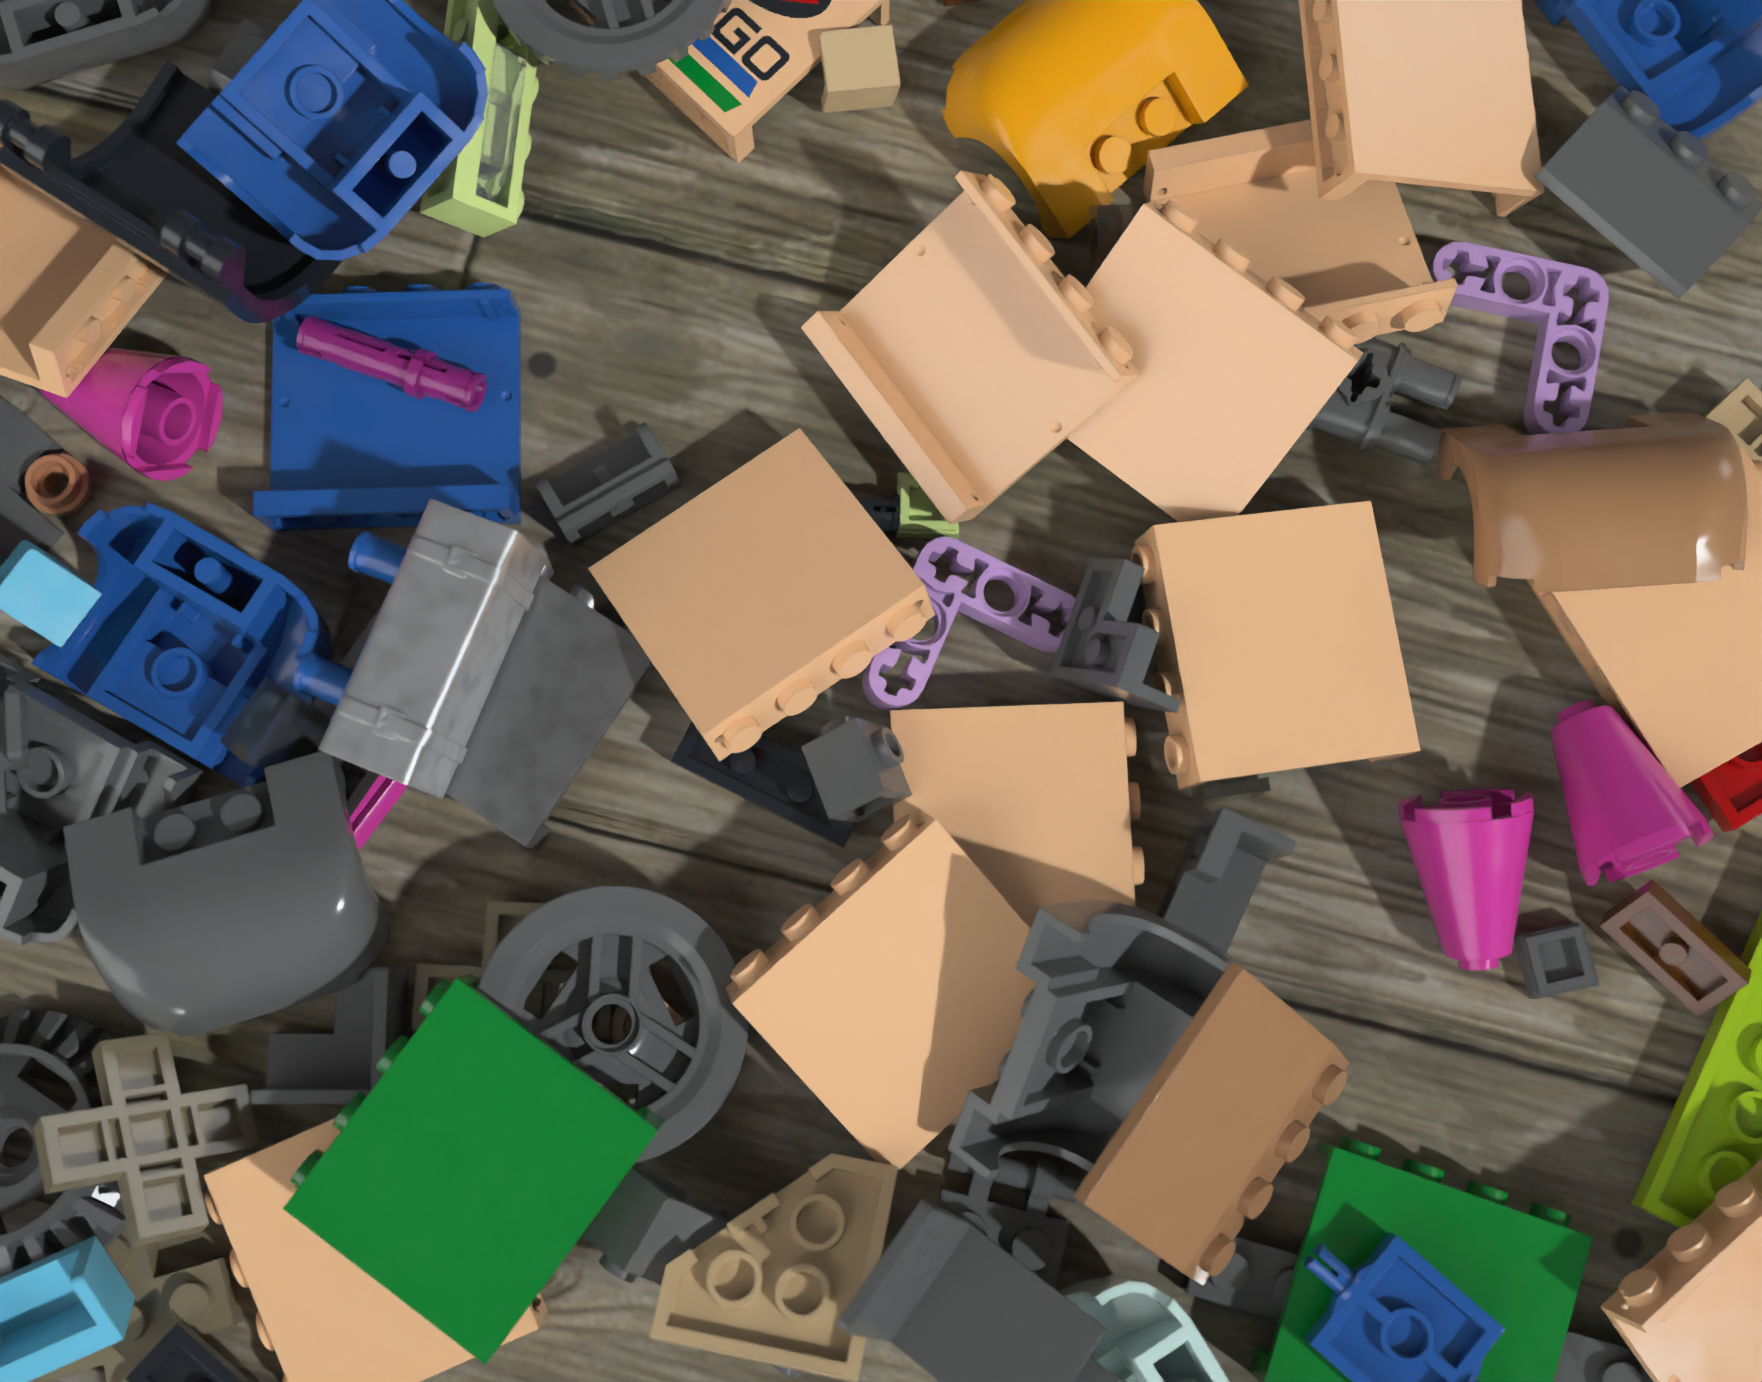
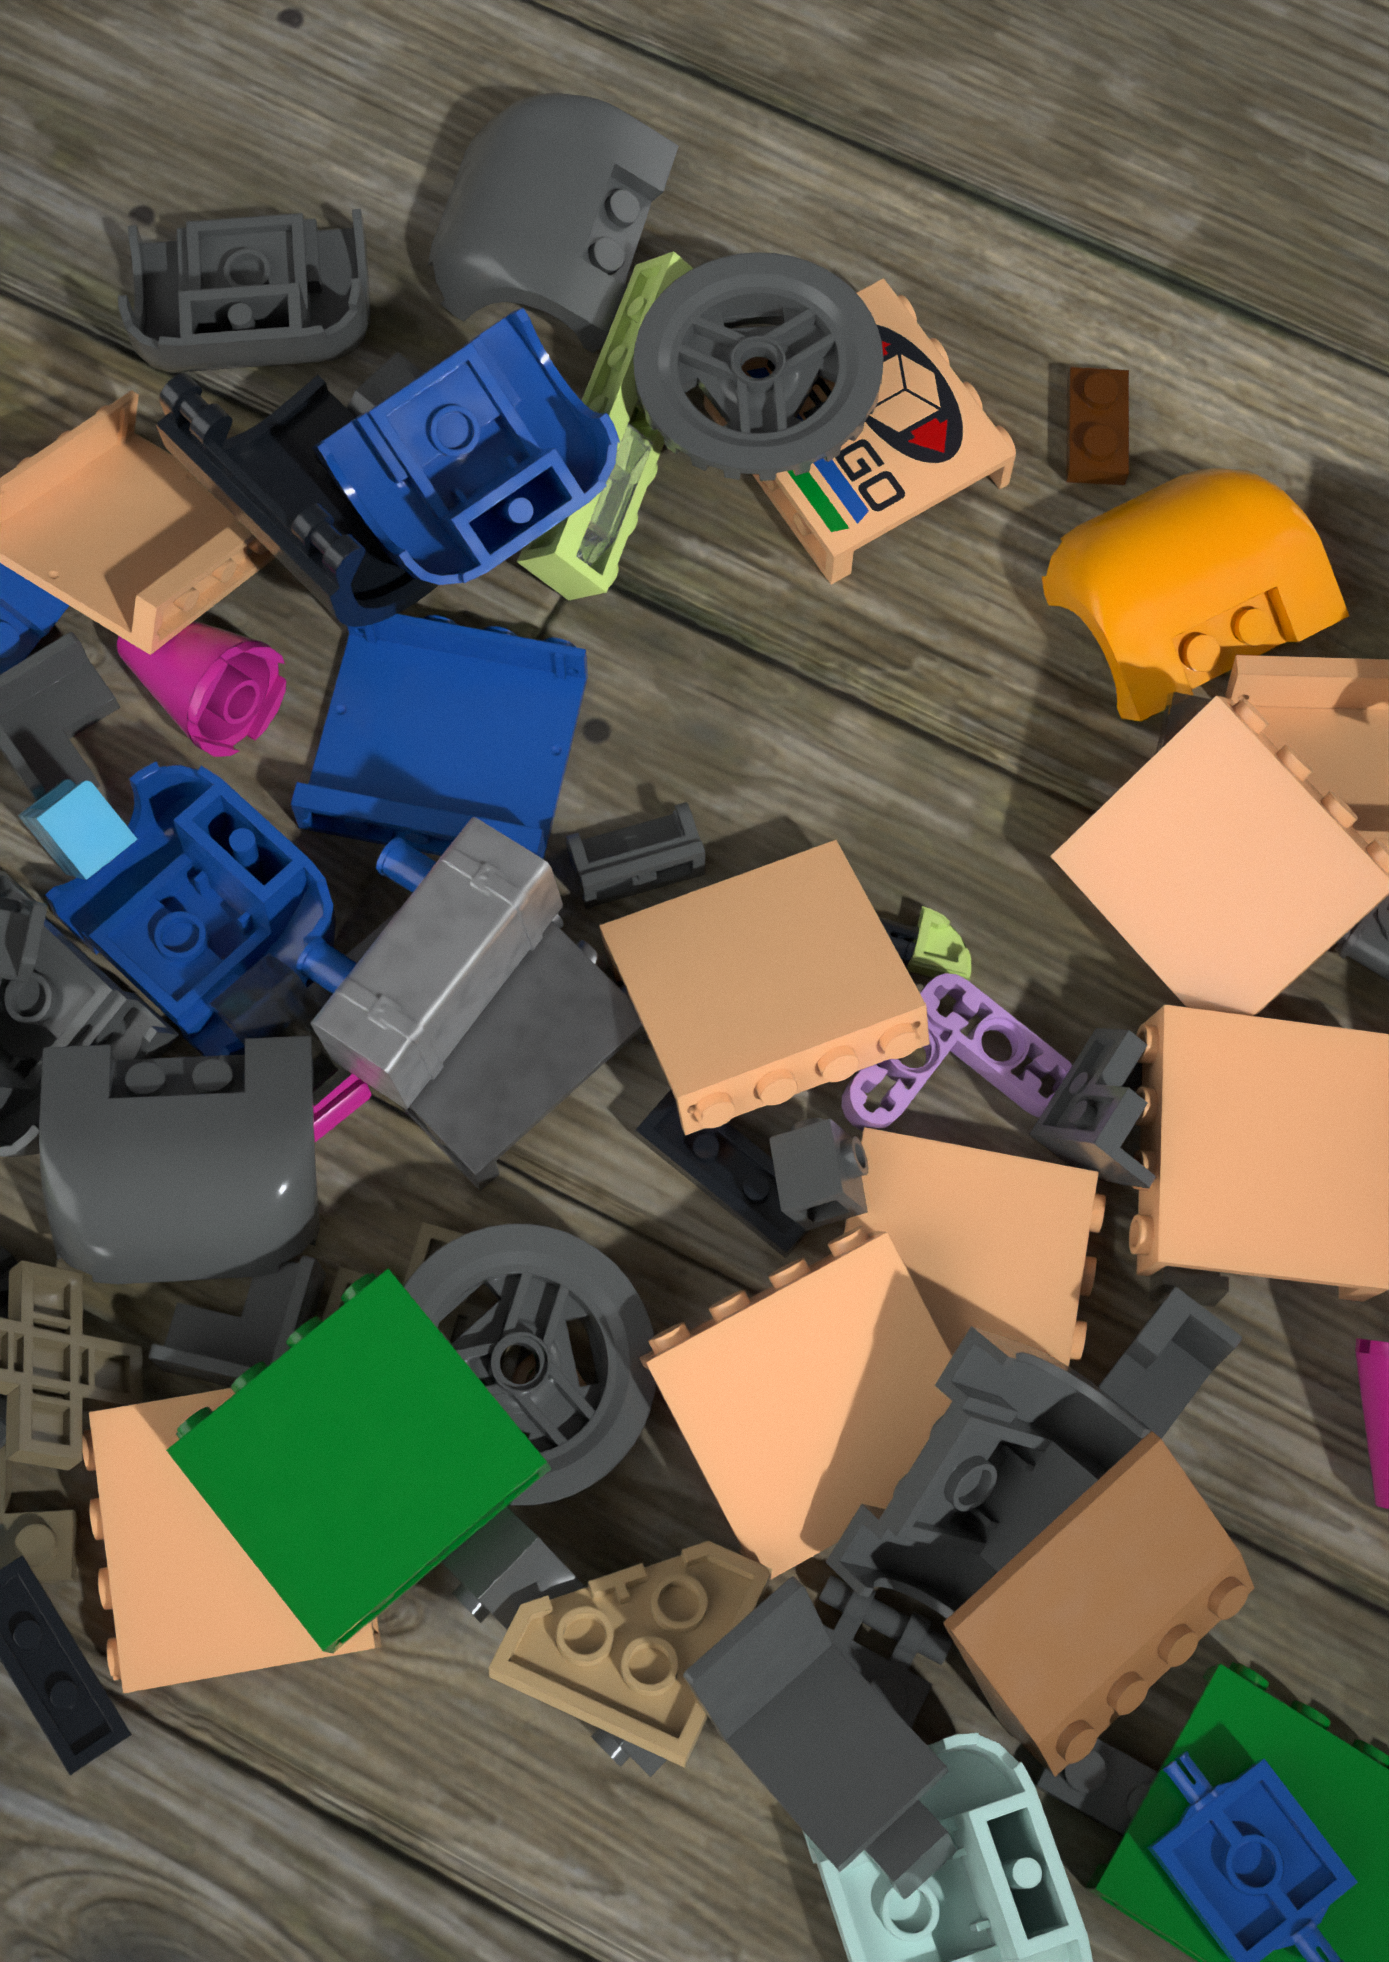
camera: 15 degrees right, 10 degrees down
(43, 476) = (103, 723): nougat plate -> none
(415, 371) = (474, 707): magenta pin -> none
(859, 68) = (969, 521): tan panel -> none
(974, 351) = (1023, 805): light nougat panel -> none

